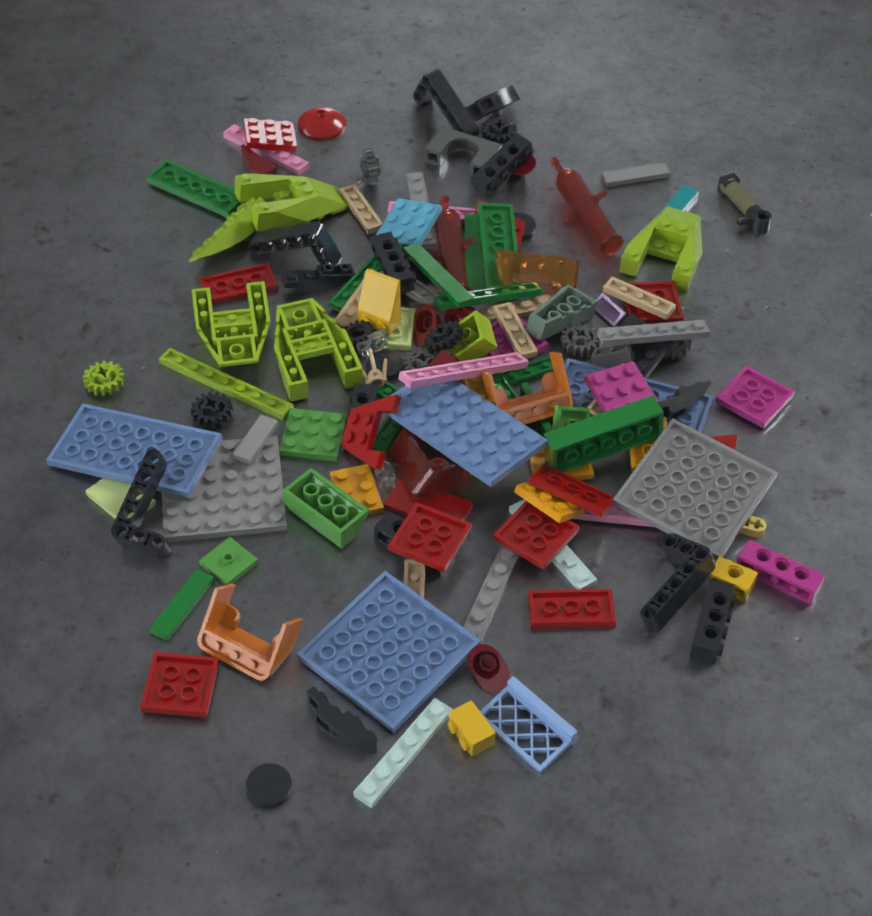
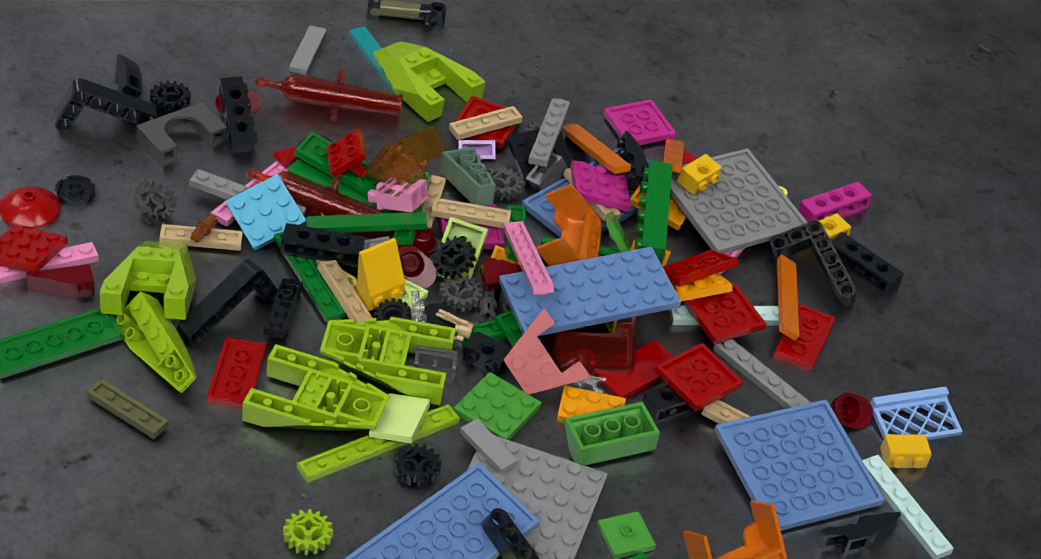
camera: 70 degrees left, 5 degrees down
(159, 246) = (127, 408): none -> olive plate
(252, 381) = (401, 418): none -> yellowish green tile
(329, 380) = (437, 360): none -> dark grey hinge
(356, 201) = (204, 228): none -> dark orange axle
(357, 134) = (75, 190): none -> black tile
(485, 277) = (399, 195): none -> bright pink hips
(498, 224) = (347, 154): none -> red plate
(605, 574) = (787, 297): none -> orange tile
(674, 374) = (596, 149): none -> orange tile
(690, 444) = (699, 174): none -> yellow brick
(710, 423) = (674, 154): none -> orange tile

